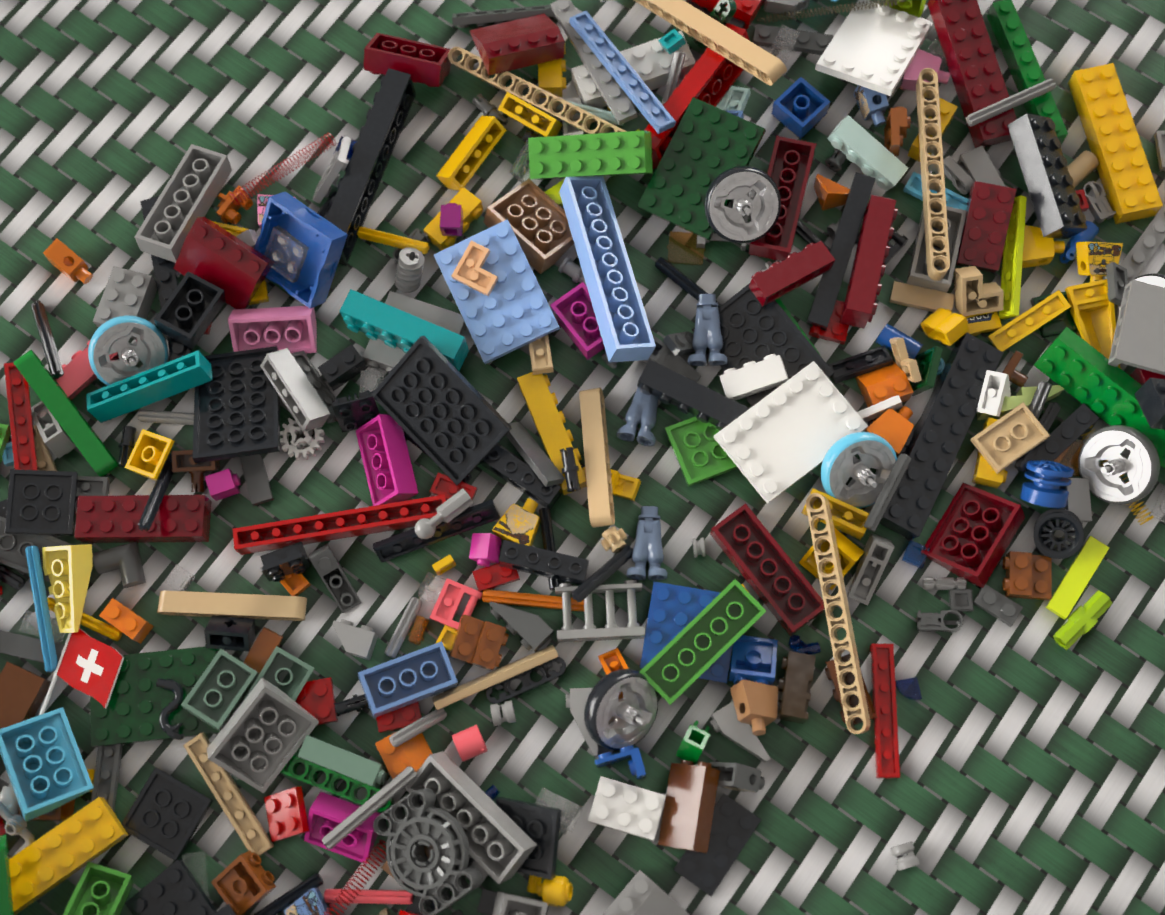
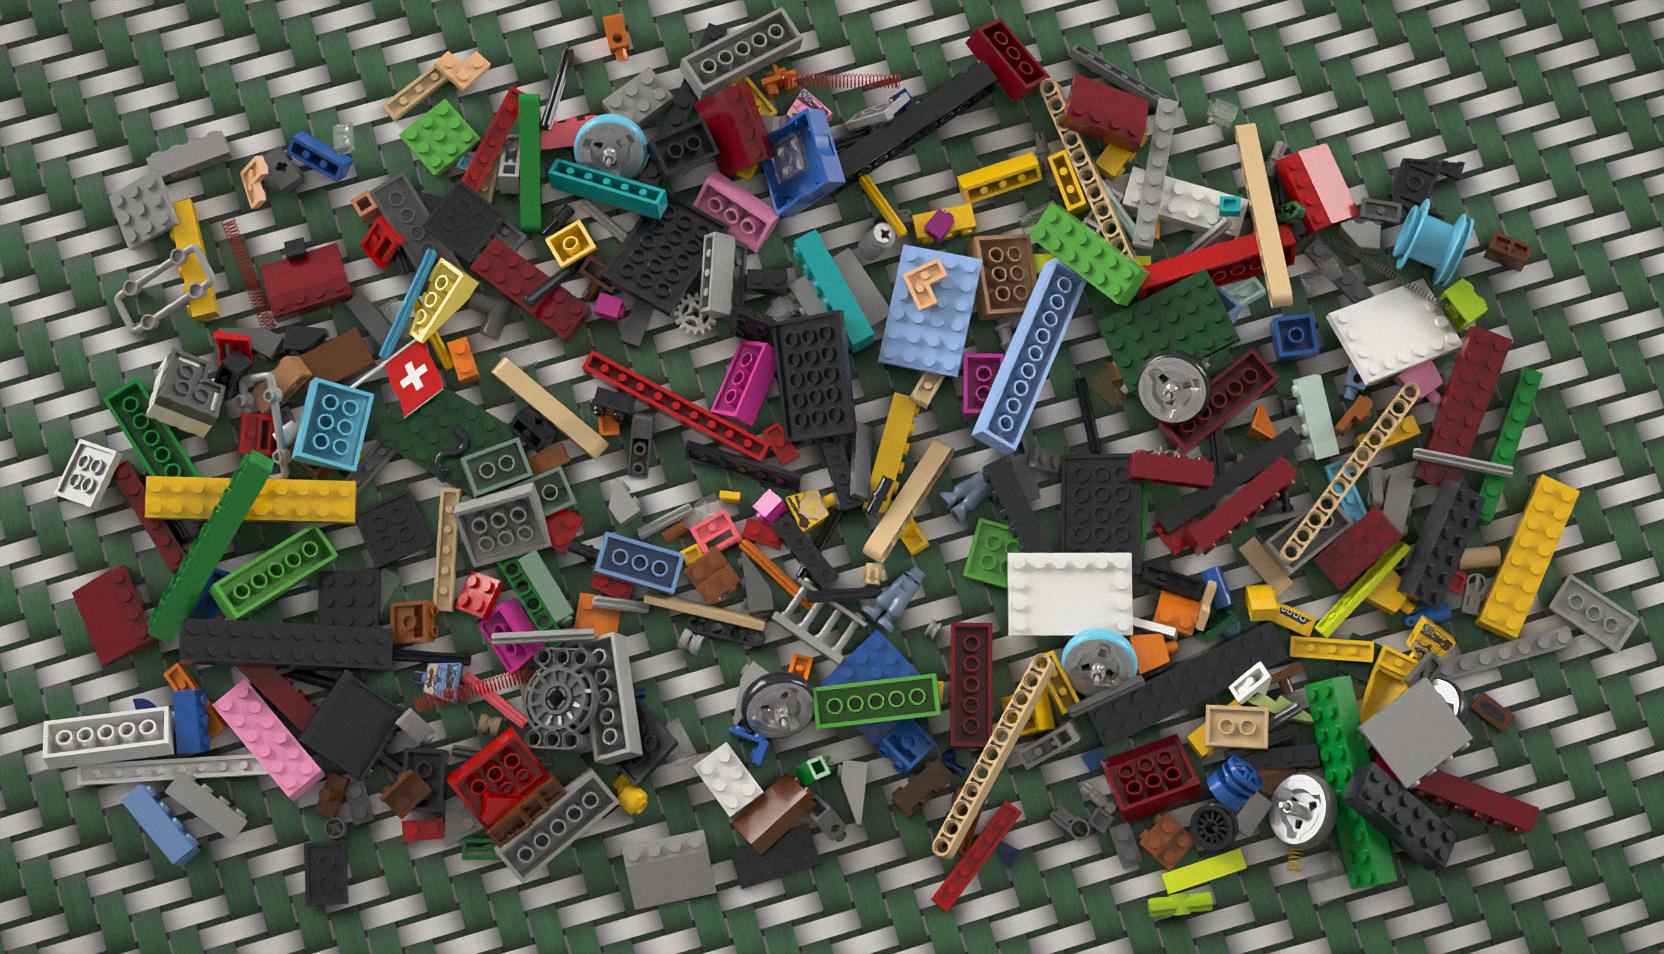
camera: 30 degrees right, 5 degrees up
(446, 512) = (759, 459): light grey piece -> none
(469, 743) = (649, 645): coral piece -> none
(622, 72) = (1167, 203): medium blue tile -> none
(707, 333) = (1069, 467): sand blue piece -> none
(754, 377) = (1077, 530): white brick -> none
(755, 704) = (881, 777): medium nougat torso -> none
(973, 296) = (1304, 596): tan brick -> none

